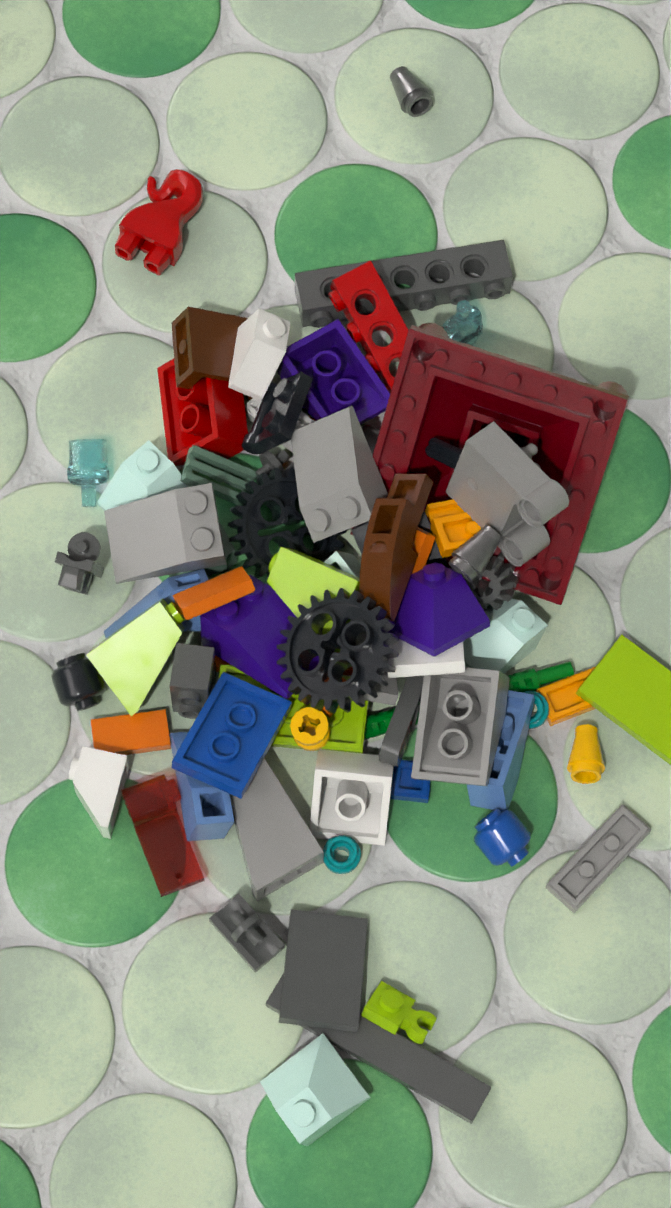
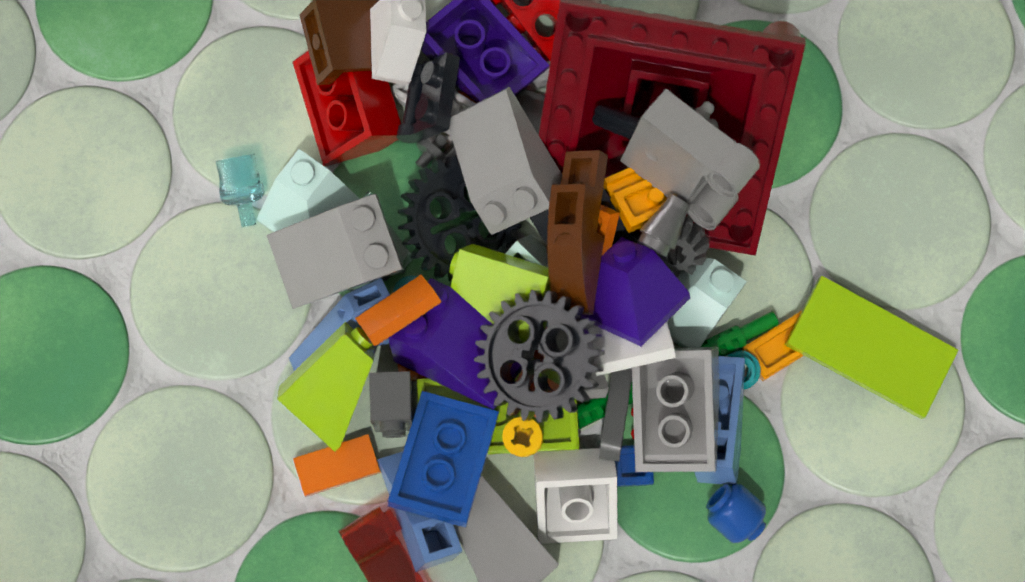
camera: 10 degrees left, 10 degrees up
(78, 682) = (271, 422): black head -> none
(80, 564) = (251, 294): dark grey hips -> none
(98, 784) = (314, 527): white slope -> none
(196, 453) = (376, 158): sand green tile -> none
(341, 843) = (588, 557): teal plate -> none
(586, 756) = (806, 411): yellow cone -> none
(598, 858) = (835, 515): light grey tile -> none

